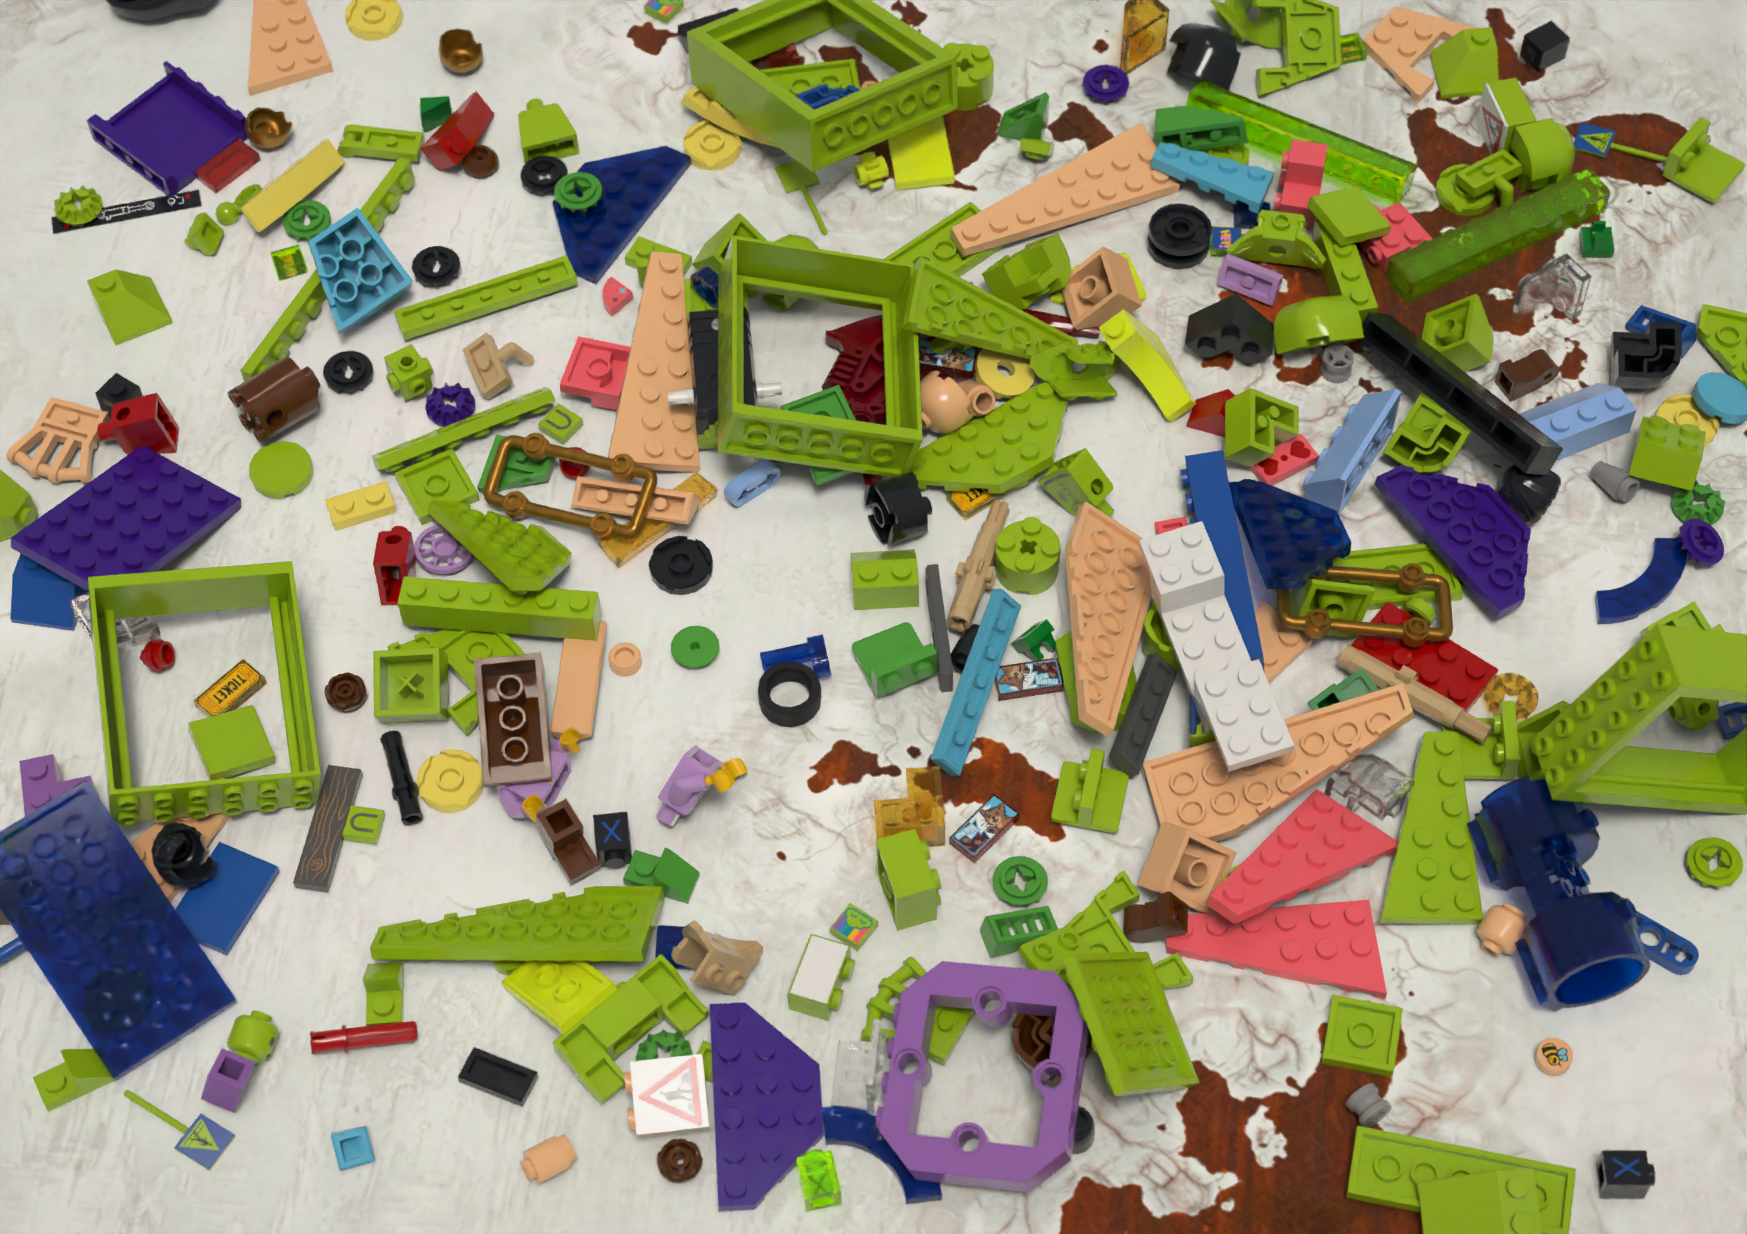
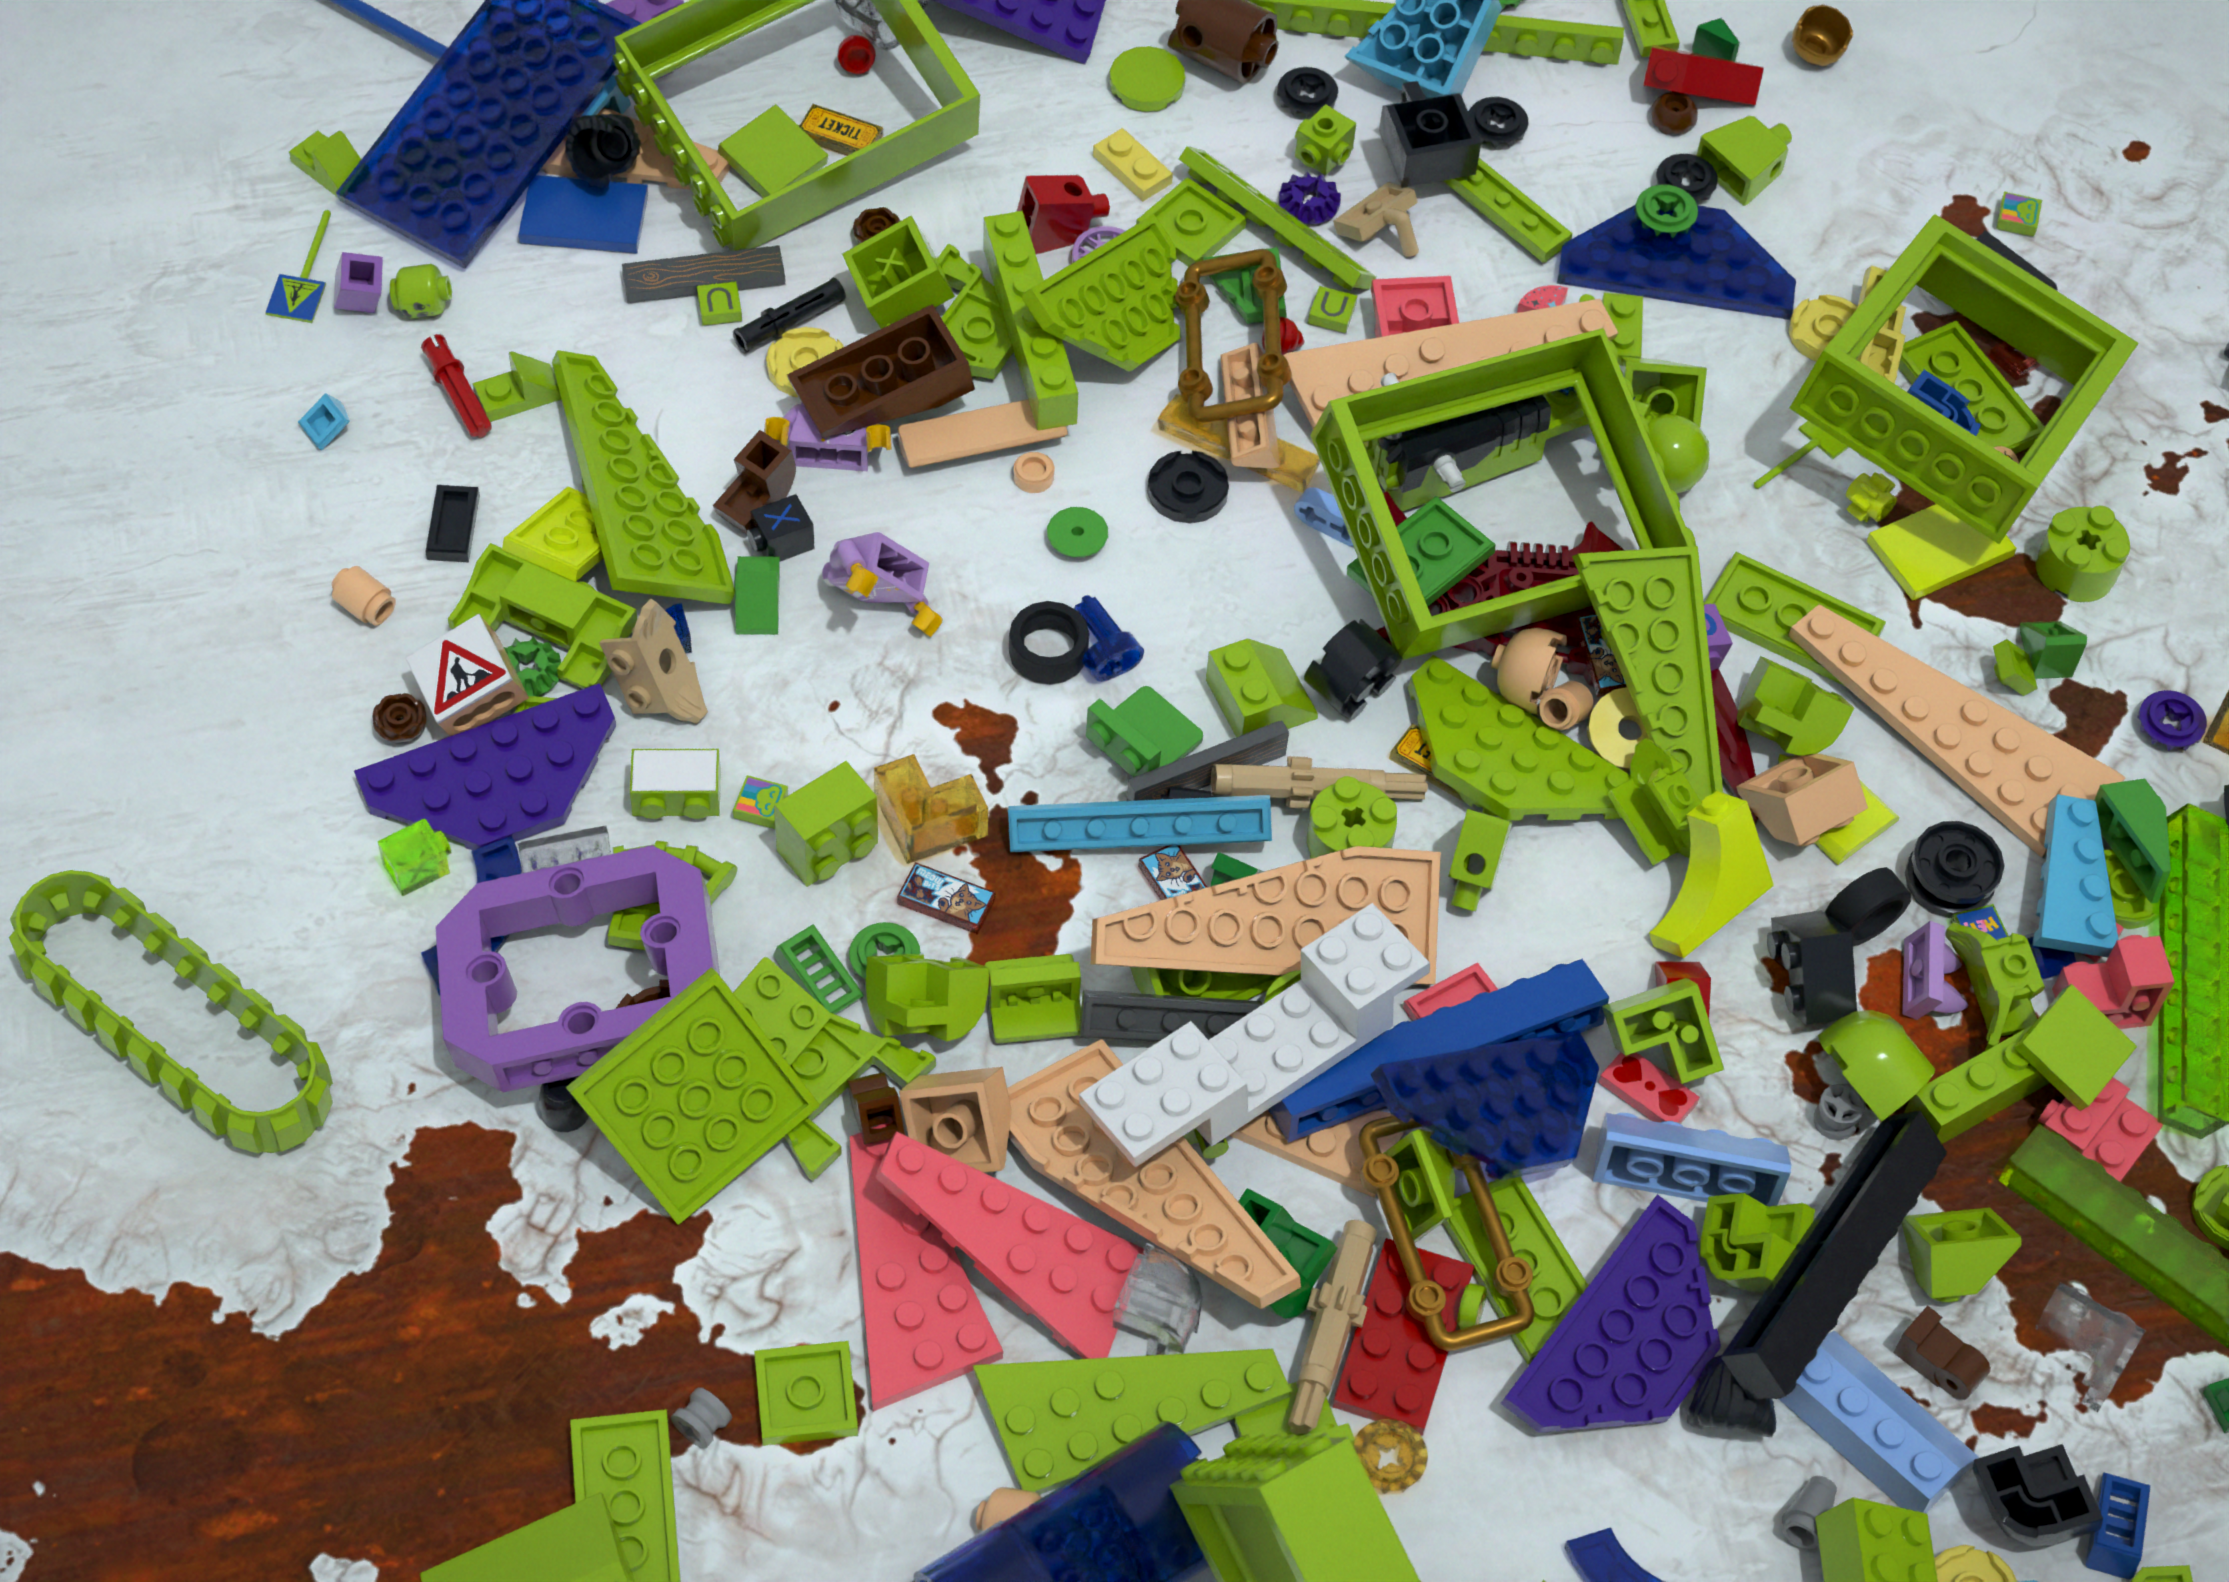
camera: 65 degrees right, 0 degrees up
(448, 303) = (1429, 137): none -> black hinge
(1075, 858) = (925, 995): none -> lime brick
(1197, 285) = (1870, 904): none -> black tyre

